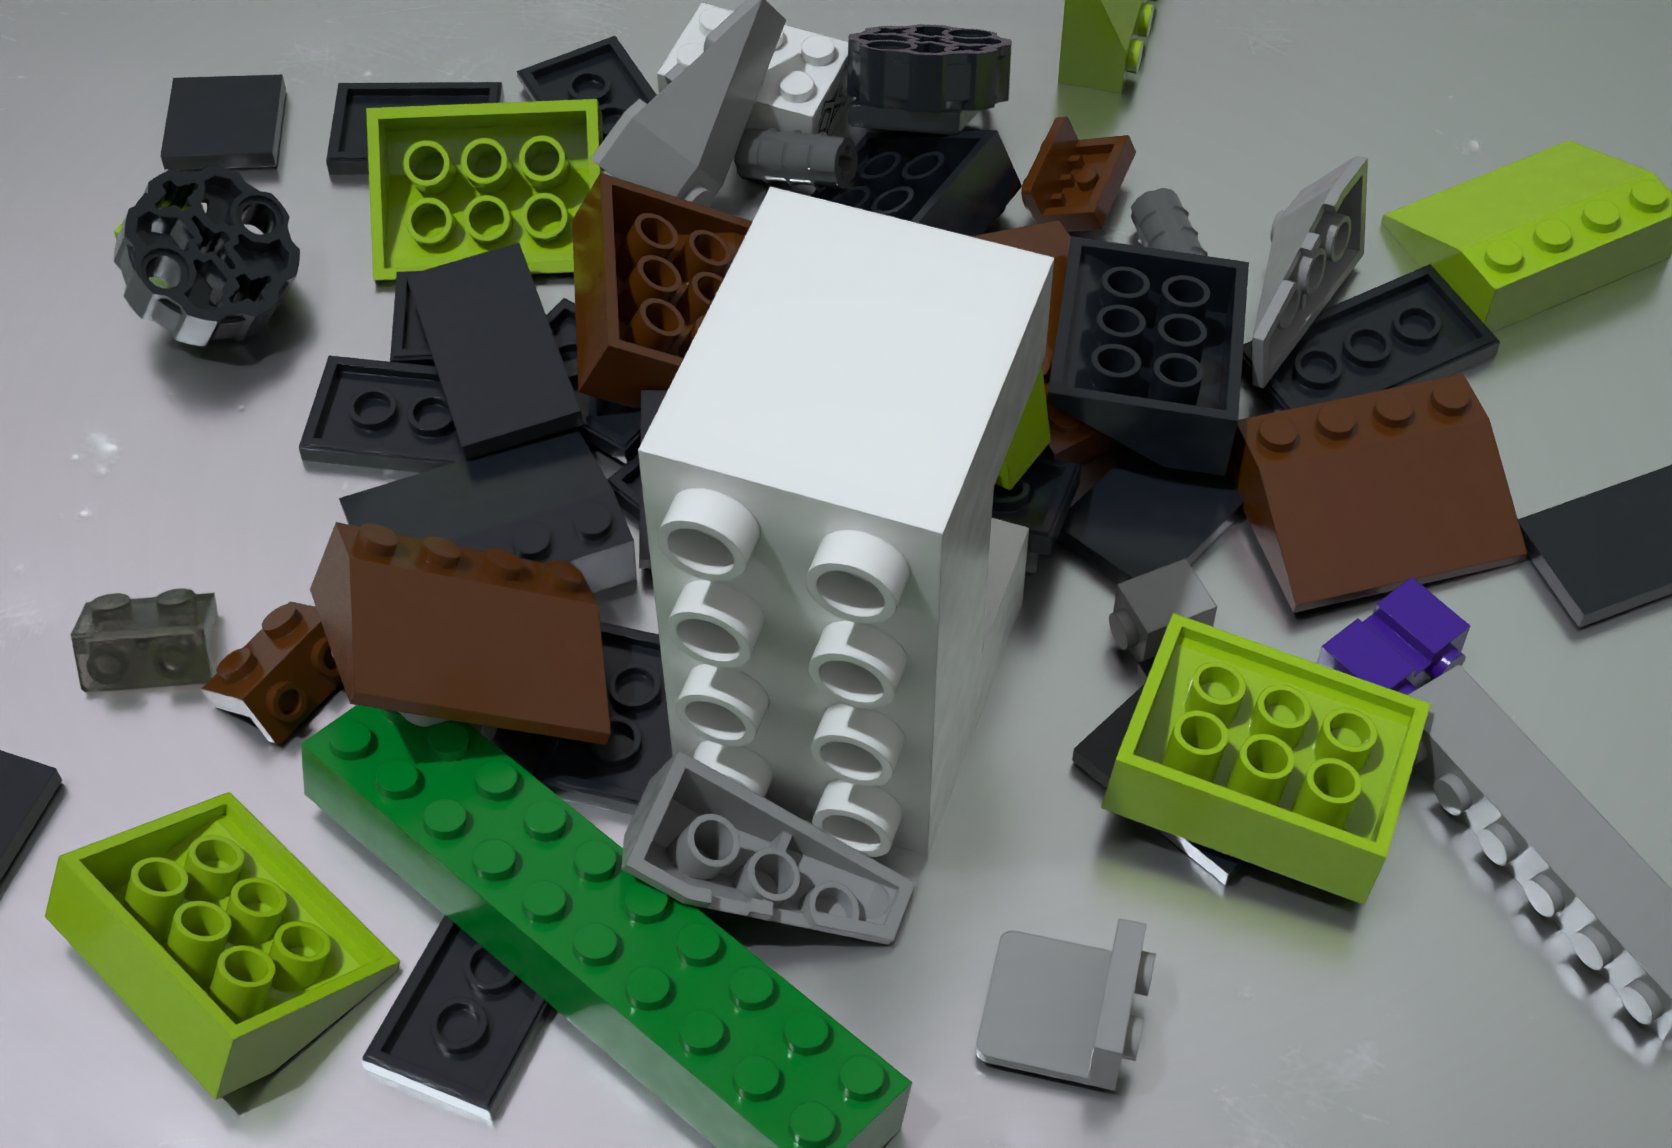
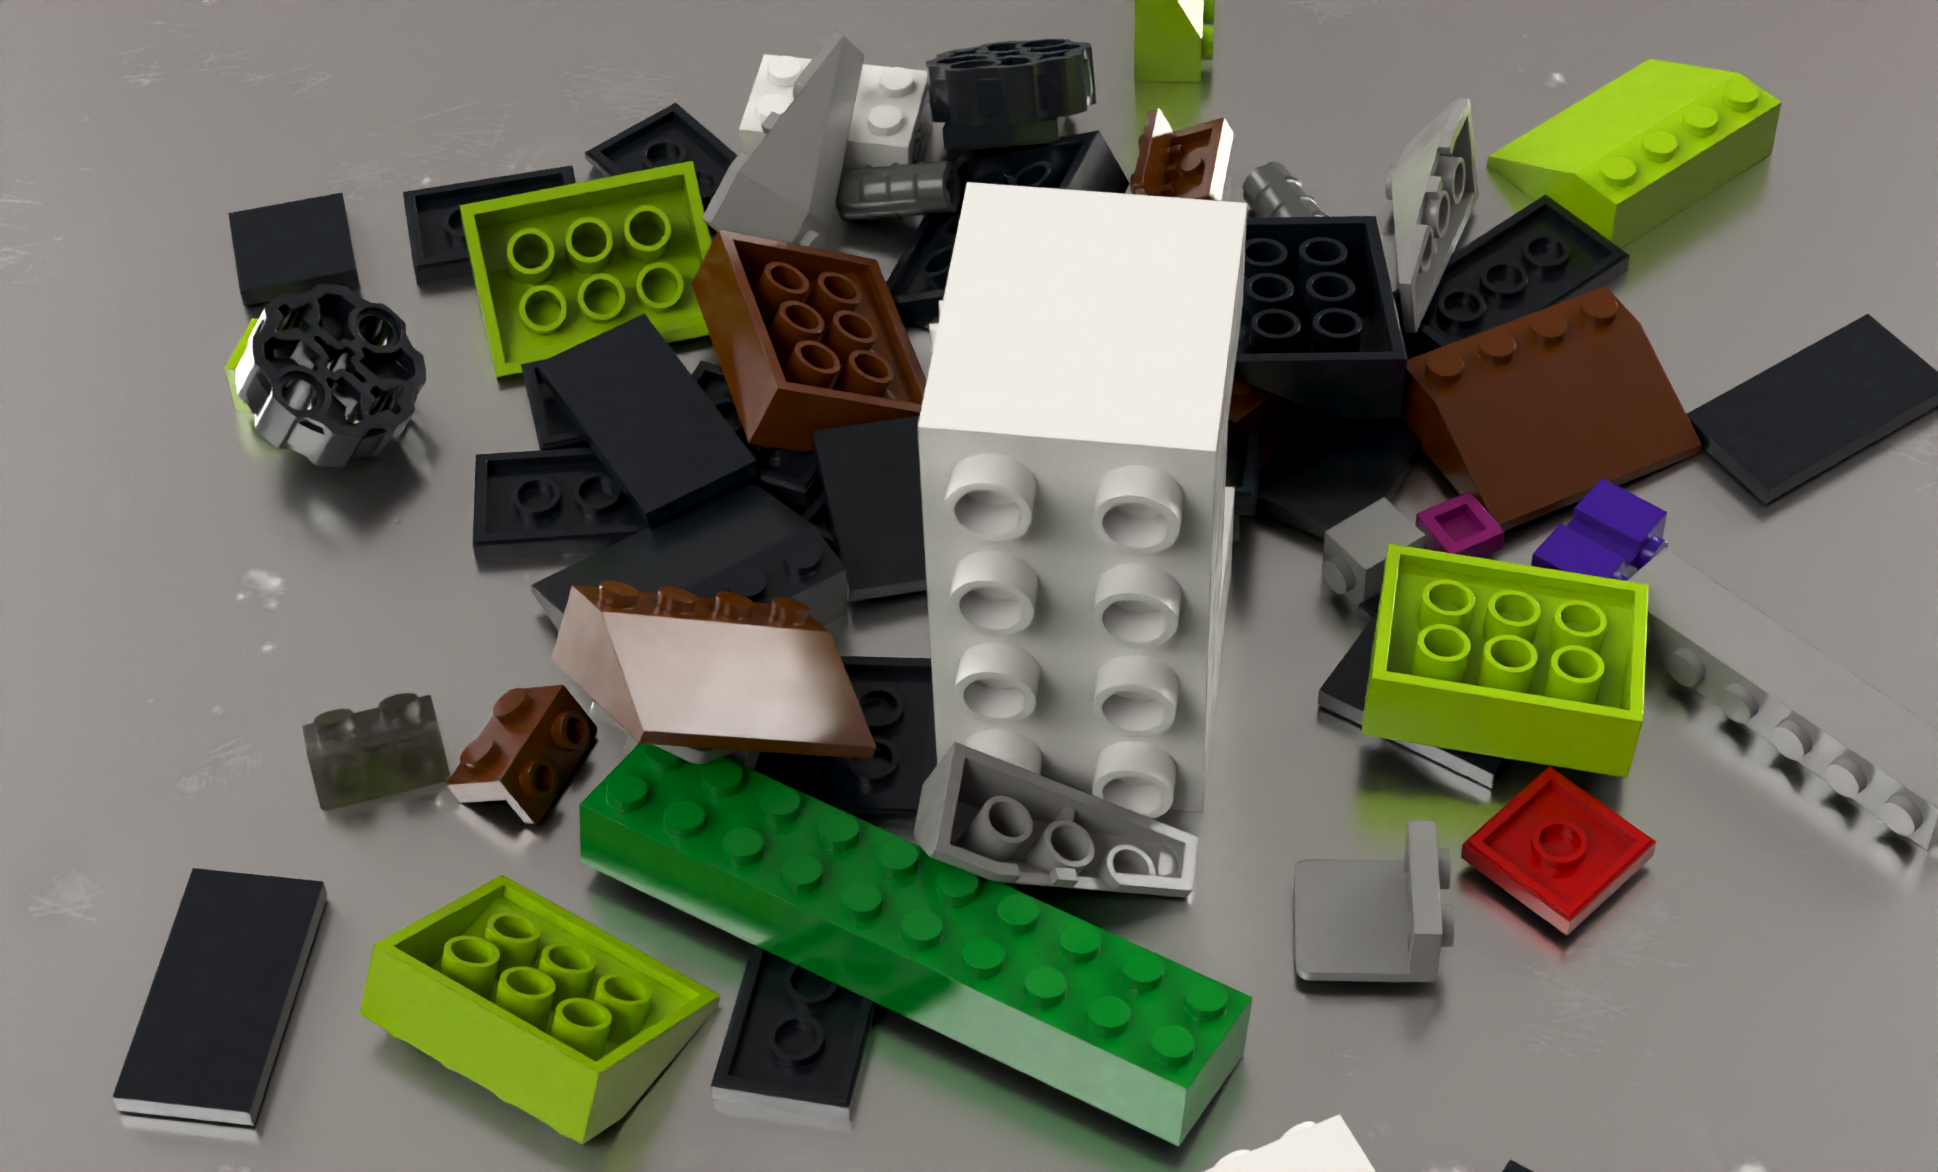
camera: 10 degrees left, 5 degrees down
(1257, 603) = (1460, 527): none -> magenta plate
(1274, 970) = (1558, 850): none -> red plate

